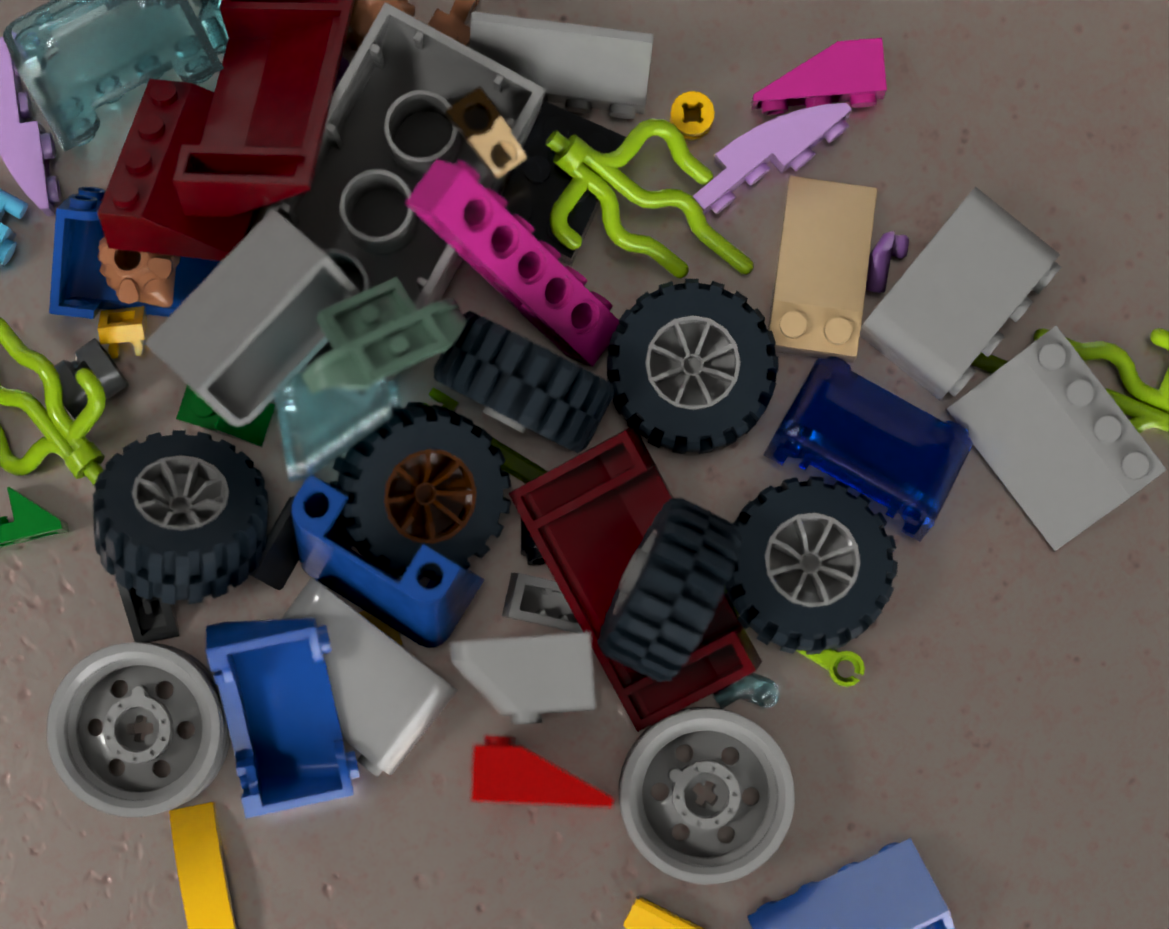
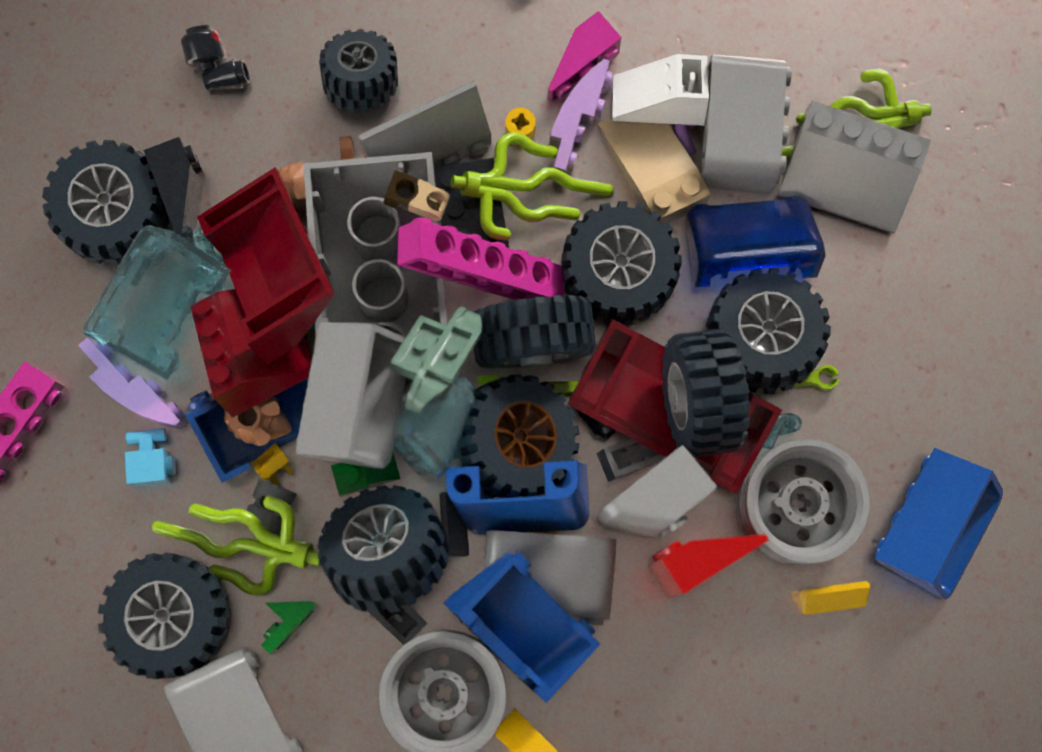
camera: 40 degrees left, 5 degrees down
(889, 190) = (663, 92): none -> white slope

